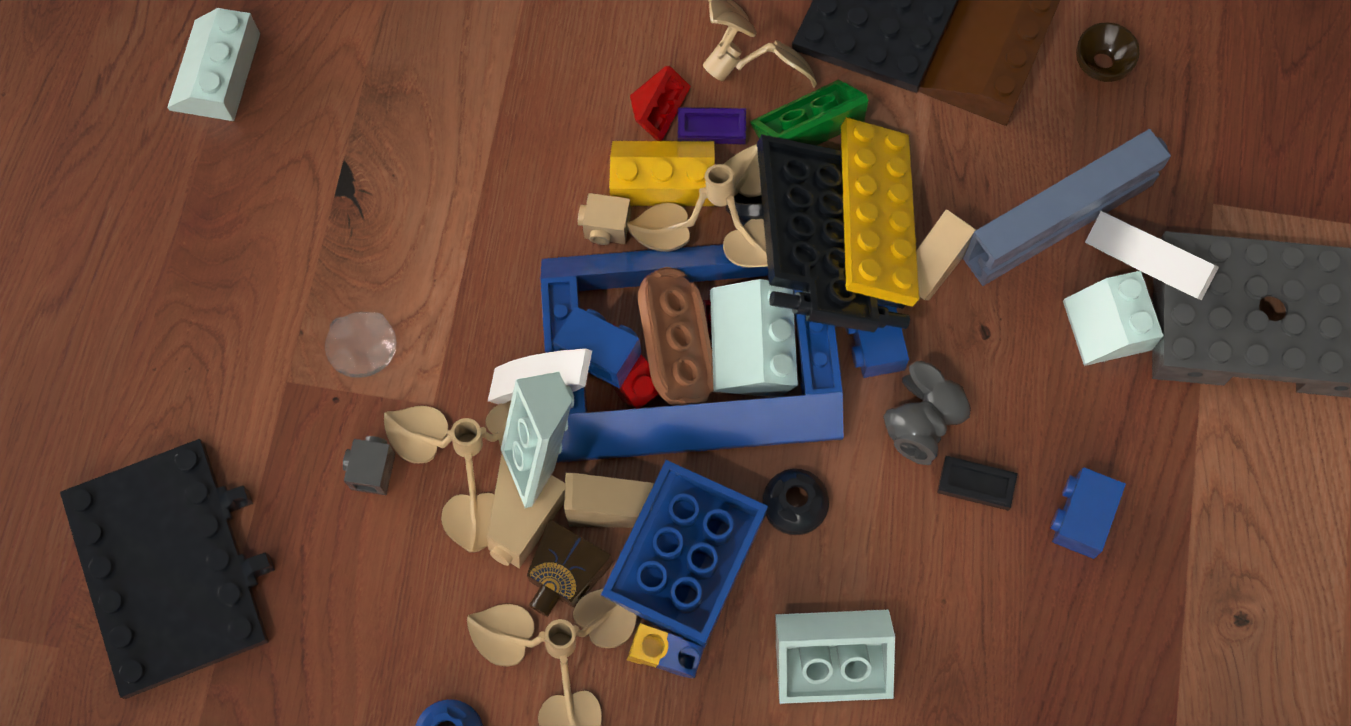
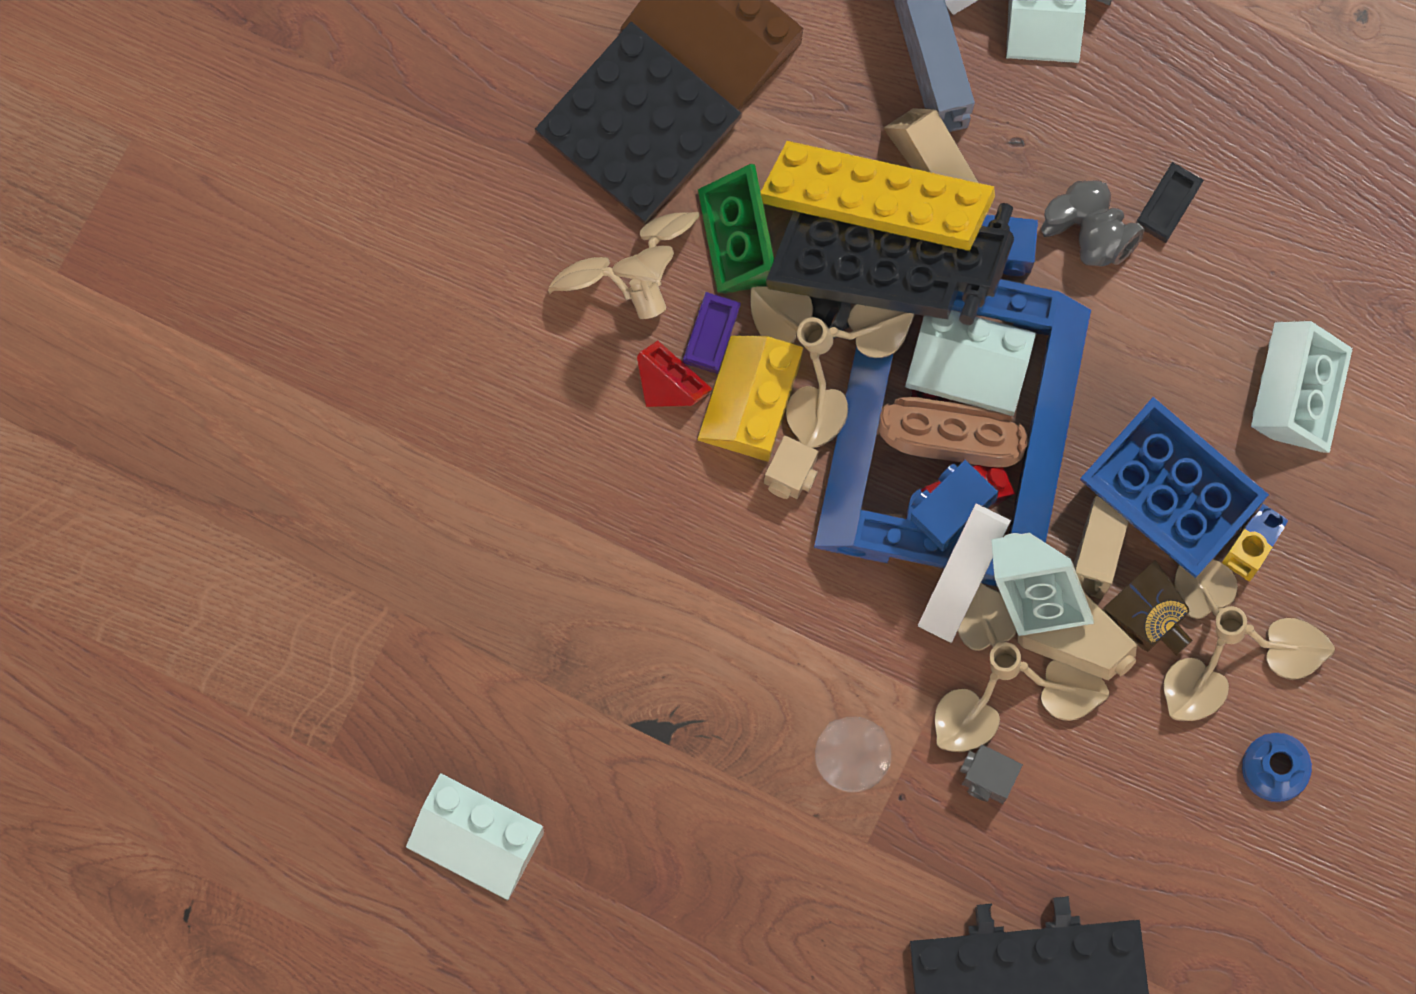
camera: 80 degrees left, 5 degrees up
(793, 519) = (1133, 392): black piece -> none
(1087, 512) = (1230, 112): blue brick -> none

